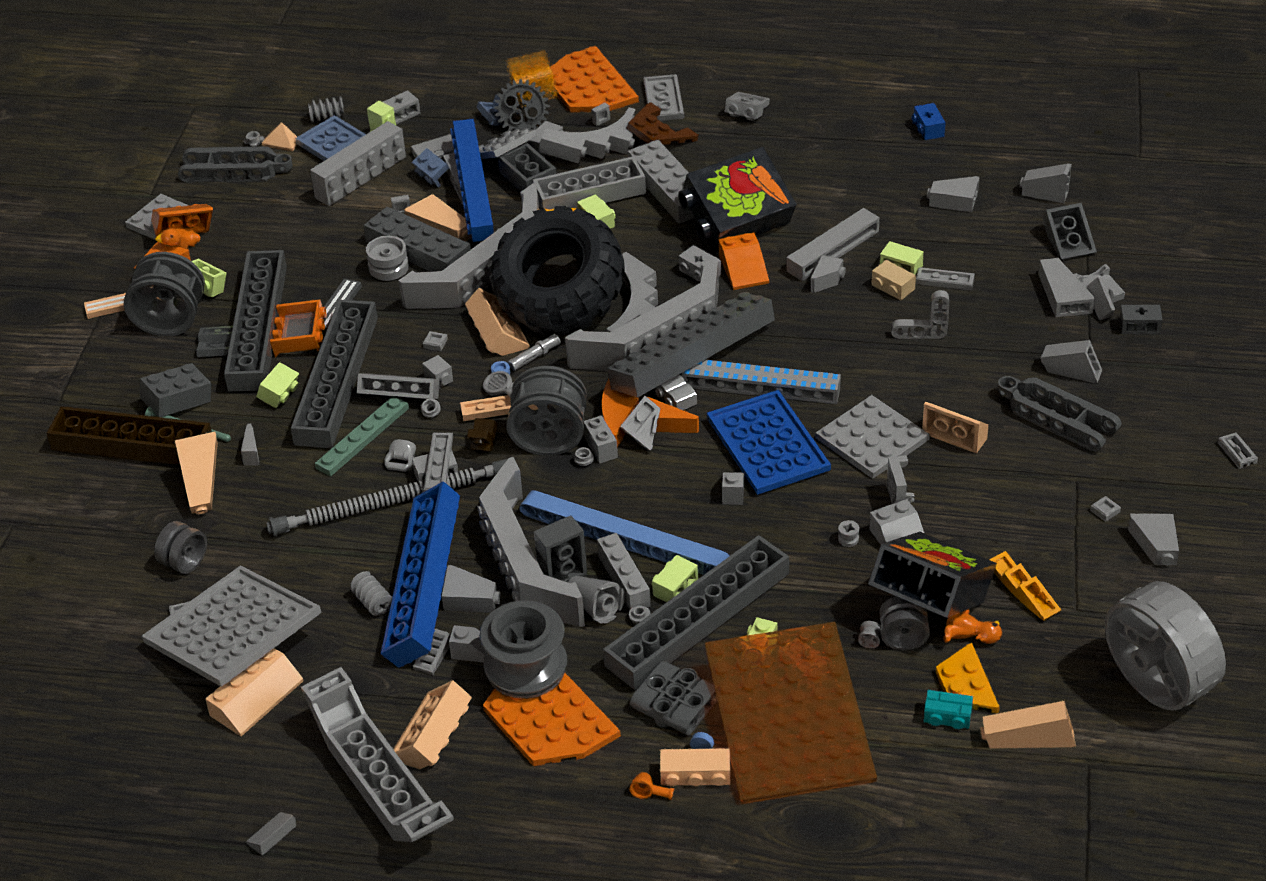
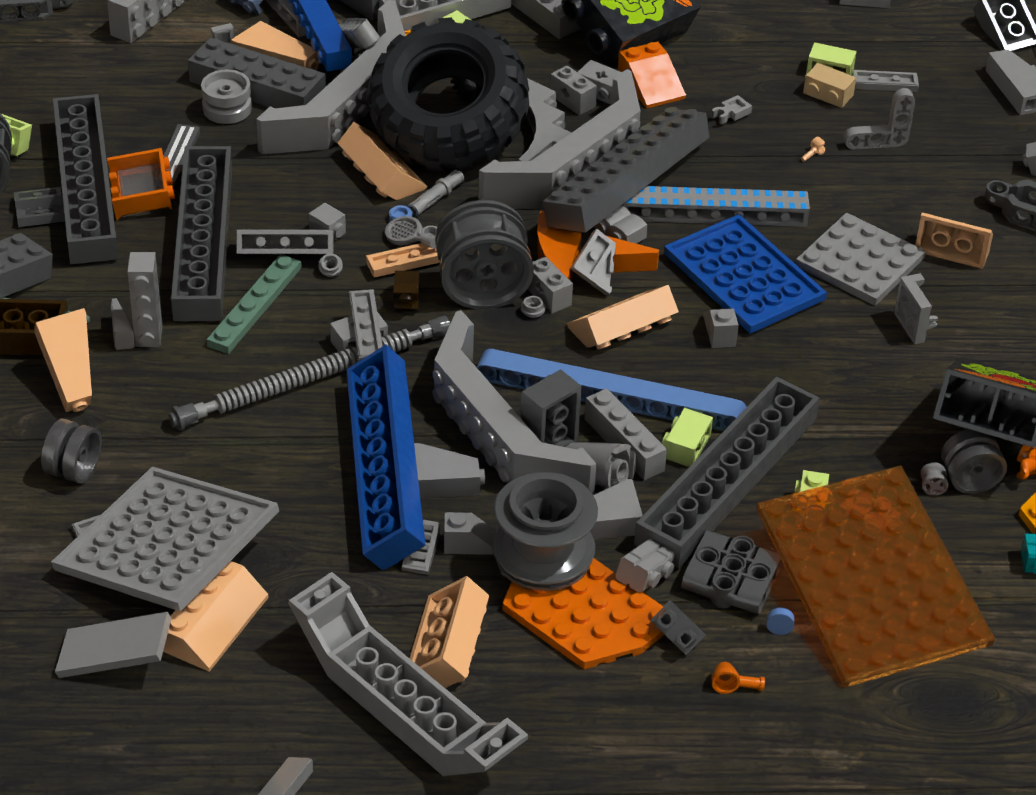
camera: 15 degrees left, 0 degrees up
(169, 707) = (113, 645): none -> light grey tile
(266, 427) = (145, 299): none -> light grey brick
(278, 385) = (136, 240): yellowish green brick -> none
(371, 593) = (326, 485): light grey piece -> none
(400, 450) = (310, 316): light grey piece -> none
(435, 341) = (310, 188): light grey tile -> none
(502, 211) = (359, 32): none -> light grey beam
(589, 637) = (617, 511): none -> light grey slope
(603, 685) = (645, 566): none -> light grey brick
(614, 739) = (678, 627): none -> dark grey hips
(638, 613) = (657, 482): light grey plate -> none
(654, 472) = (625, 316): none -> light nougat slope
(673, 270) = (573, 90): none -> light grey brick
(695, 767) = (781, 649): light nougat brick -> none
(803, 295) = (732, 108): none -> light grey plate
(827, 273) = (753, 81): light grey slope -> none
(833, 243) = (747, 51): light grey brick -> none
(848, 533) = (871, 368): light grey wheel -> none
(866, 335) = (817, 147): none -> light nougat hand
(894, 521) = (923, 356): light grey slope -> none

